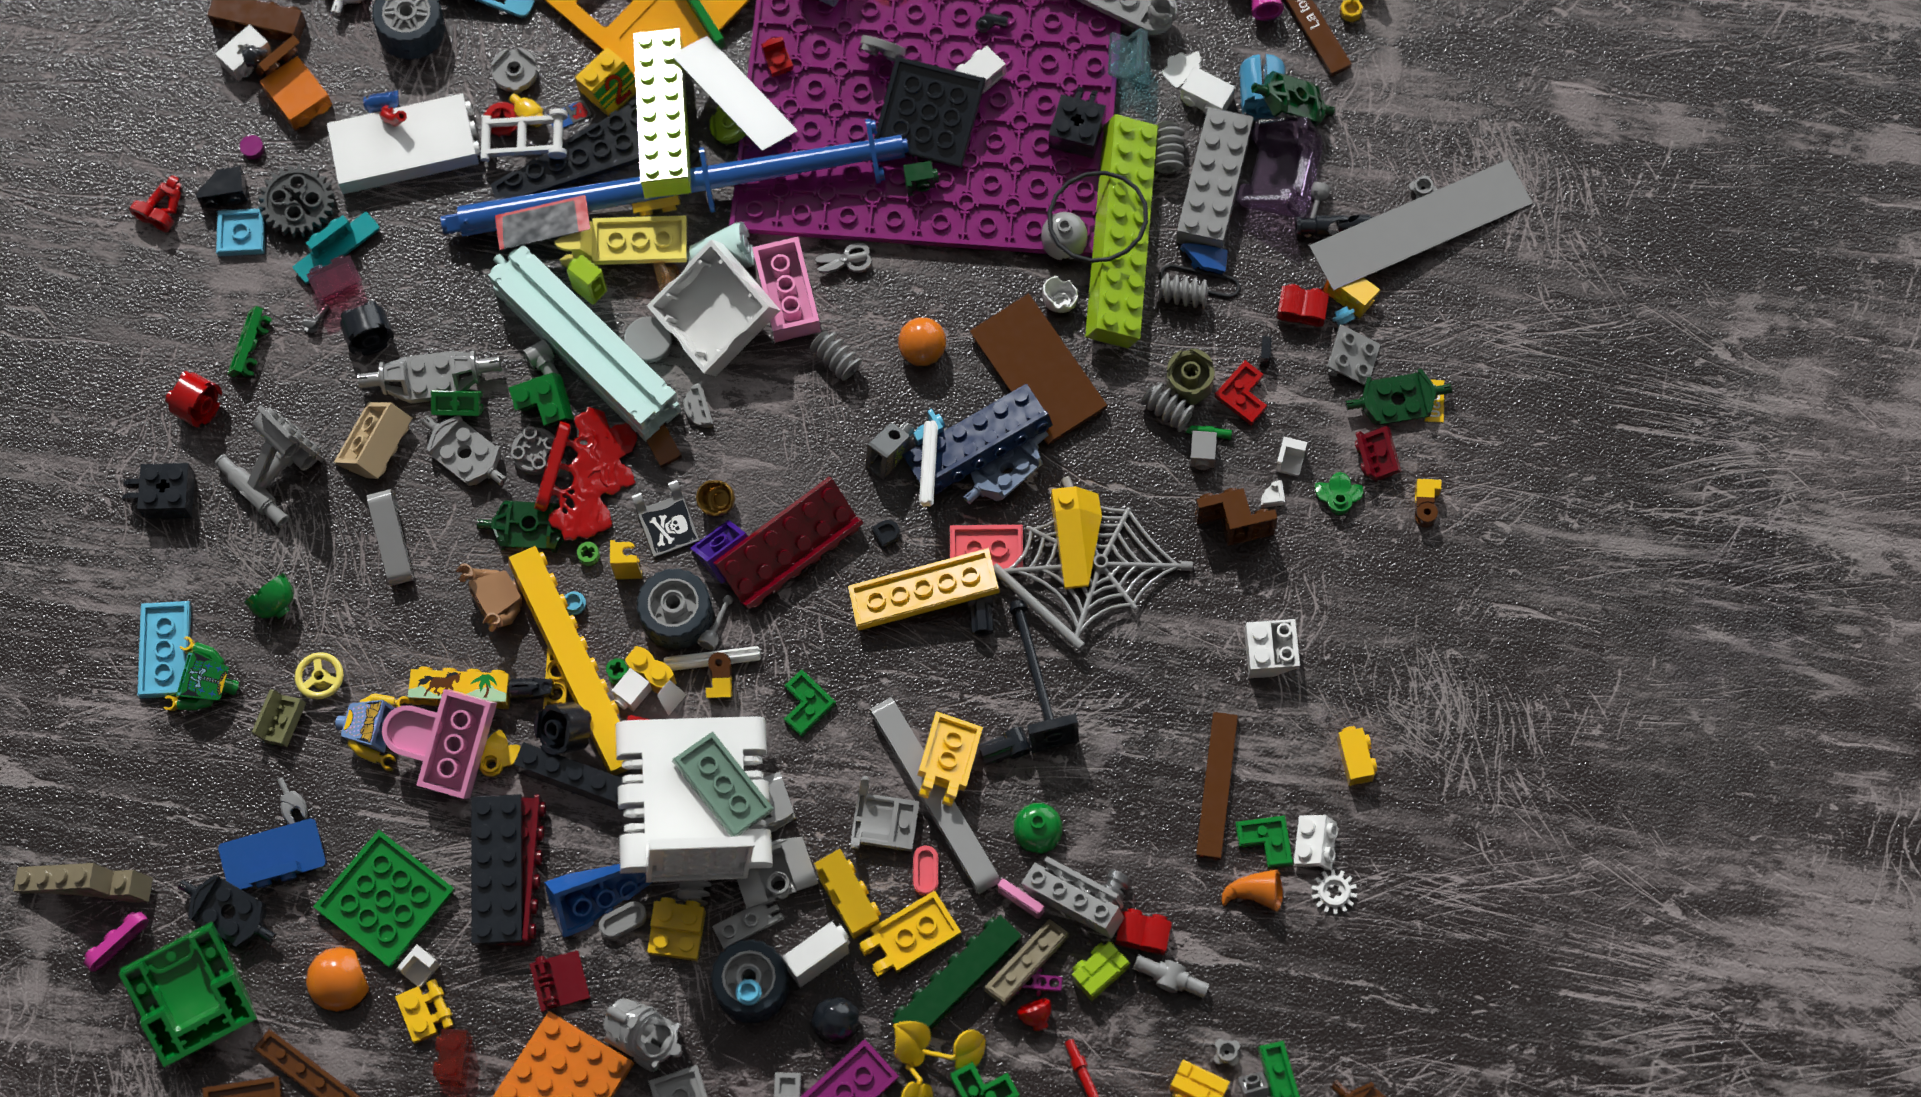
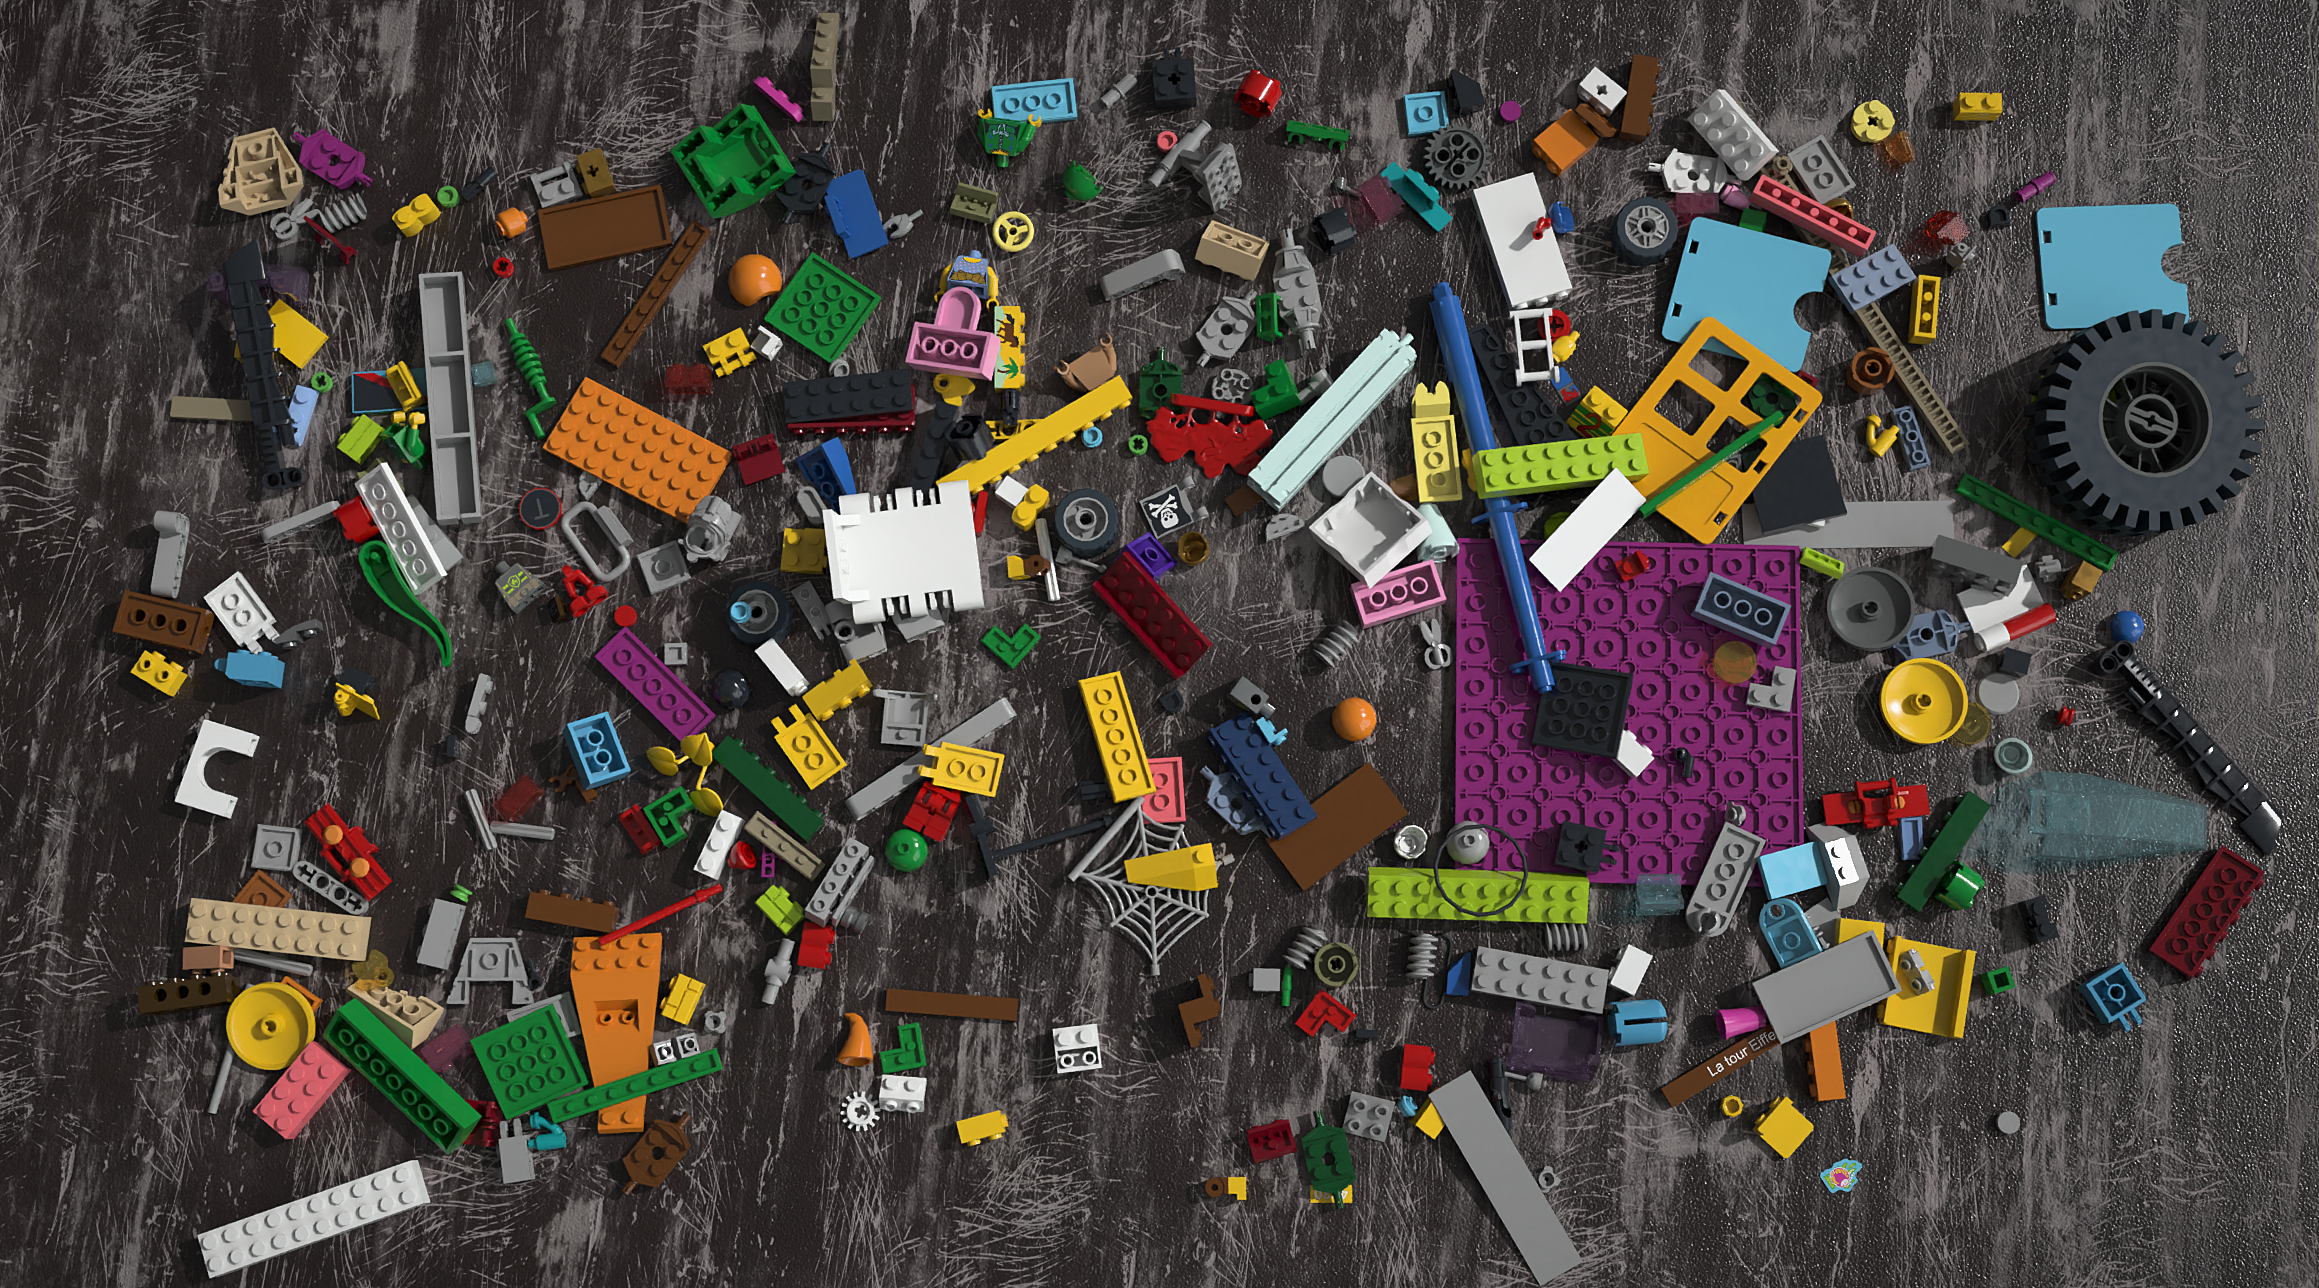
camera: 85 degrees right, 10 degrees up
(159, 217) = (1433, 40): red piece -> none
(165, 554) = (1118, 91): none -> light grey axle
(233, 505) = (1166, 141): none -> coral tile
(253, 55) = (1592, 98): black plate -> none
(460, 881) = (839, 368): none -> light grey plate
(518, 81) = (1603, 320): light grey plate -> none
(542, 222) = (1440, 370): sticker -> none
(586, 279) = (1394, 416): lime brick -> none
(614, 666) = (1024, 475): green bush -> none
(624, 566) = (1128, 471): yellow hinge -> none
(670, 696) = (1008, 527): white sticker -> none
(722, 785) = (915, 574): sand green tile -> none
(875, 46) = (1645, 662): light grey tile -> none
(920, 177) = (1516, 706): dark green brick -> none
(925, 870) = (865, 756): coral tile -> none
(928, 463) = (1229, 731): white axle -> none
(982, 791) = (936, 801): none -> red hips
(1020, 898) = (841, 838): bright pink tile -> none
(1020, 1037) = (719, 845): none -> white brick
(1180, 67) = (1658, 945): white sticker -> none
(1273, 495) = (1227, 1046): white tile -> none
(1291, 456) = (1263, 1061): white panel -> none
(1293, 97) = (1615, 1039): dark green plate -> none
(1341, 490) = (1235, 1106): green plate -> none

